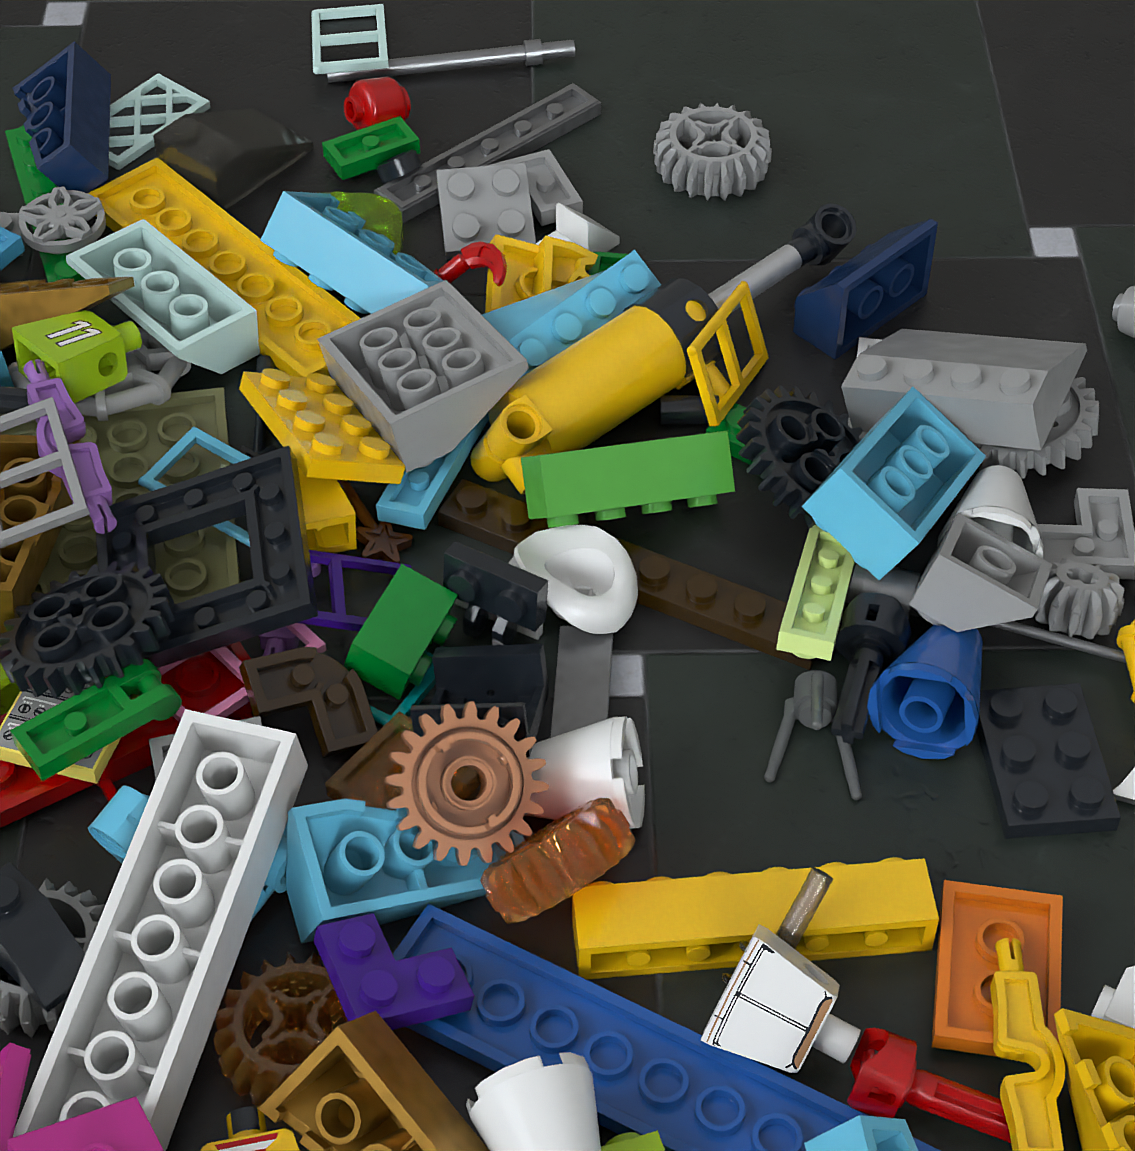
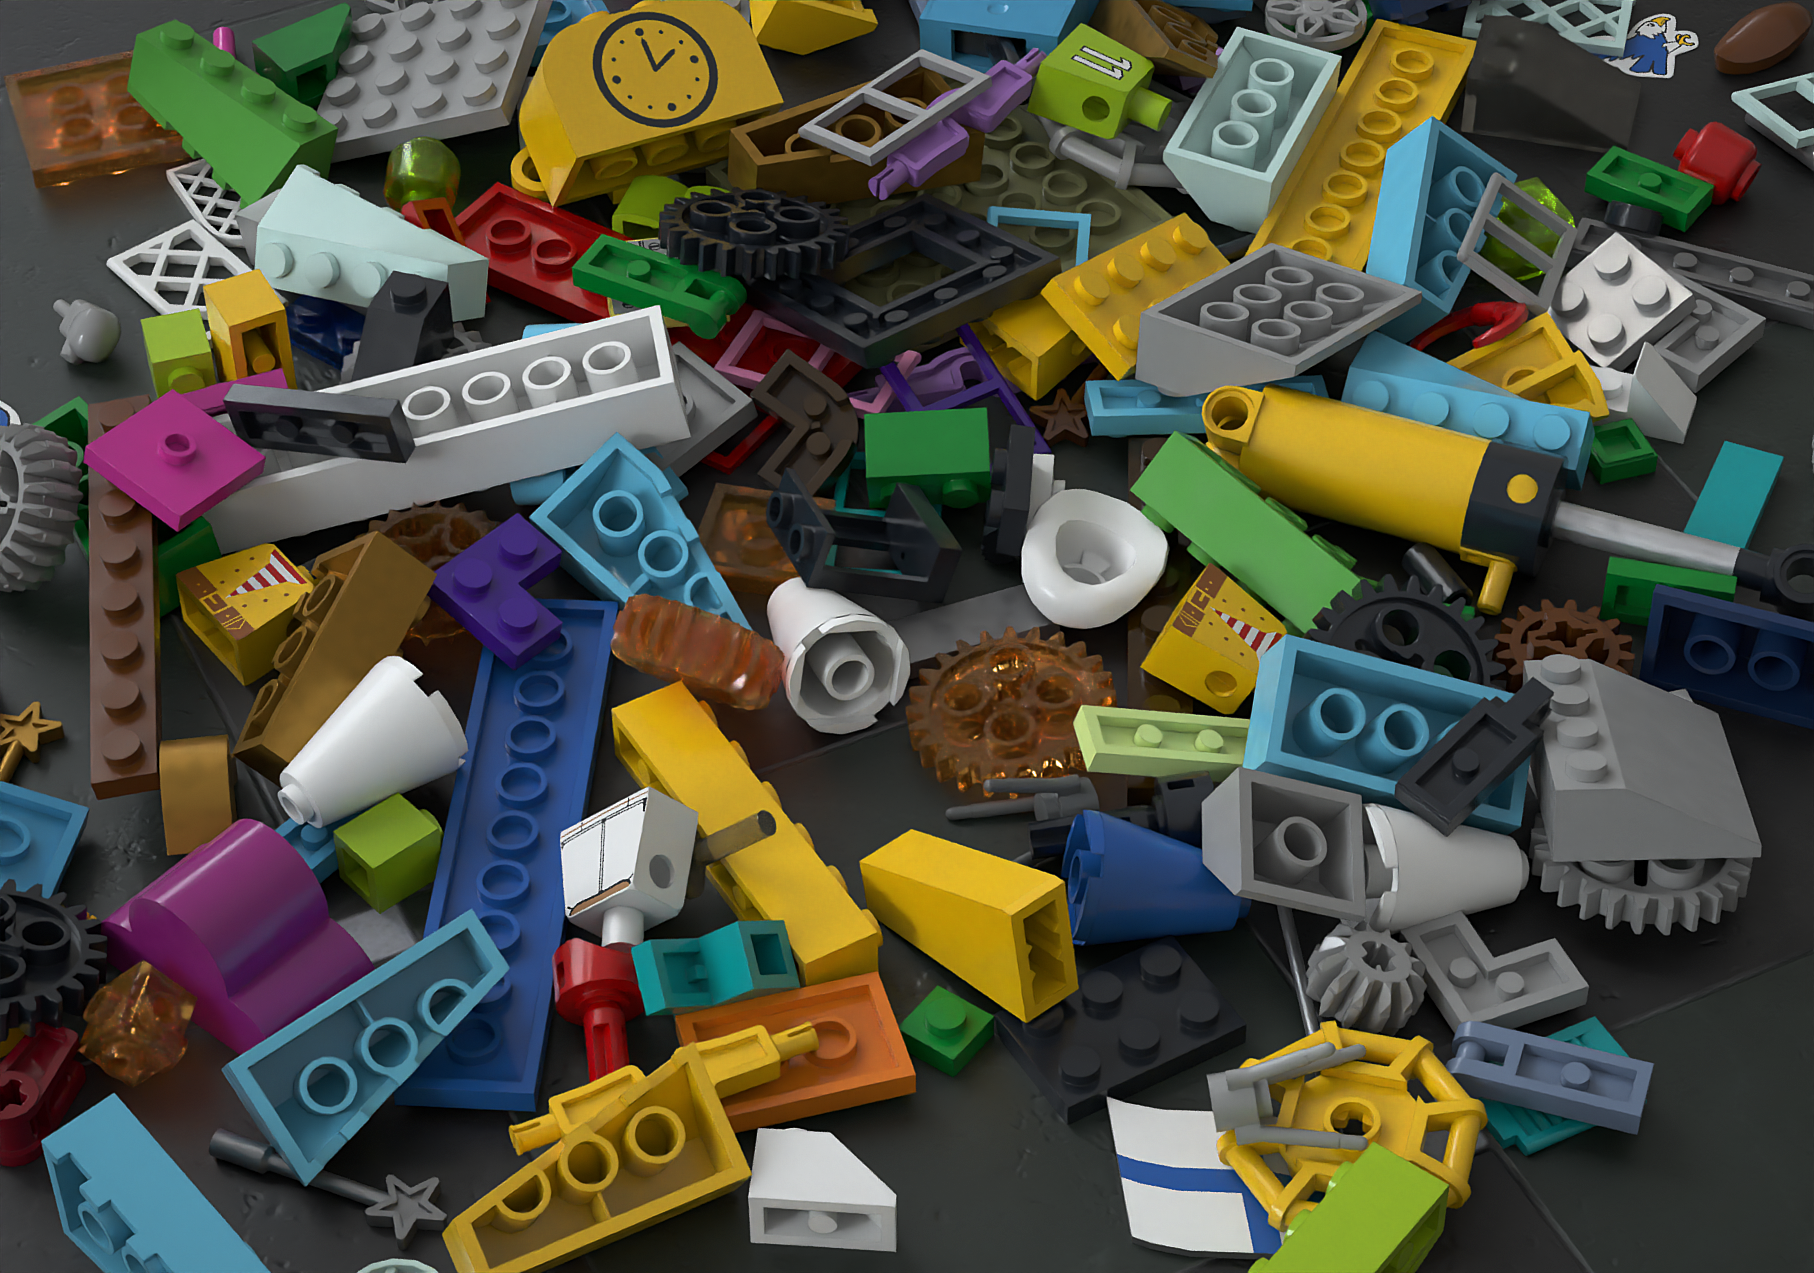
camera: 65 degrees right, 5 degrees down
(135, 1029) = (320, 423): none -> black plate
(213, 86) = (1652, 47): none -> sticker
(259, 35) = (1762, 38): none -> reddish brown arm
(418, 217) = (1551, 266): none -> light grey window
(503, 777) = (741, 502): nougat gear -> none
(700, 242) = (1735, 495): none -> teal tile
(710, 541) = (1214, 642): none -> yellow torso
(739, 380) = (1521, 513): yellow window -> none
(746, 677) = (1005, 708): none -> clear orange gear
(777, 305) = (1632, 584): none -> green plate
(809, 367) = (1559, 632): none -> reddish brown gear
(909, 981) = (715, 969): none -> teal brick
(937, 789) = (978, 917): none -> yellow slope
(960, 436) = (1475, 757): none -> black hinge
(1003, 862) = (946, 1031): none -> green plate

